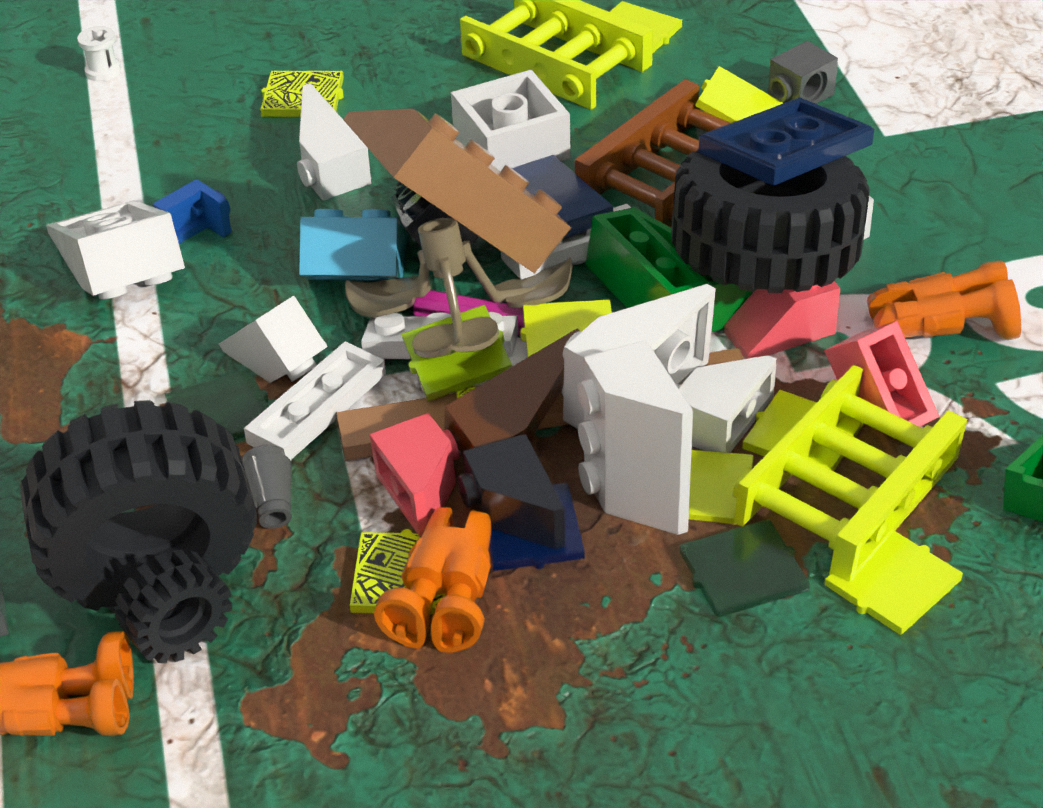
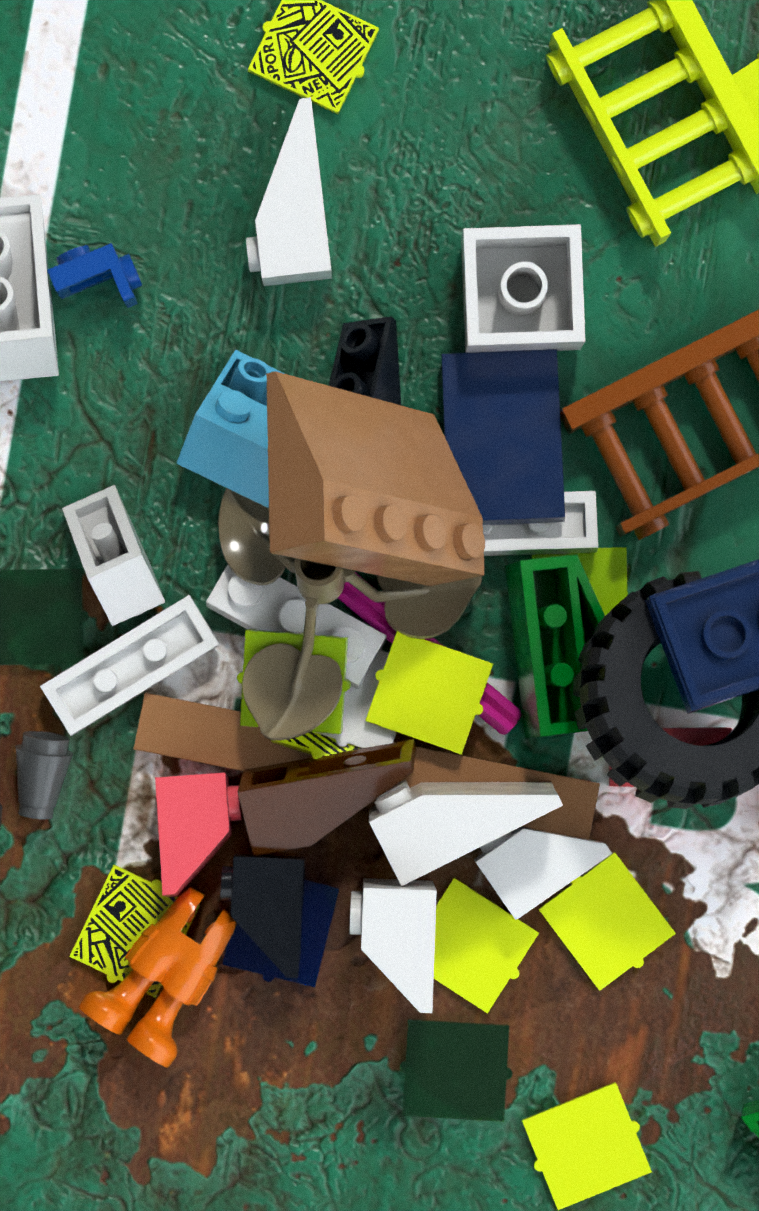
camera: 15 degrees right, 45 degrees up
(878, 508) = (610, 1077): neon yellow fence -> none
(889, 372) = (716, 903): coral slope -> none

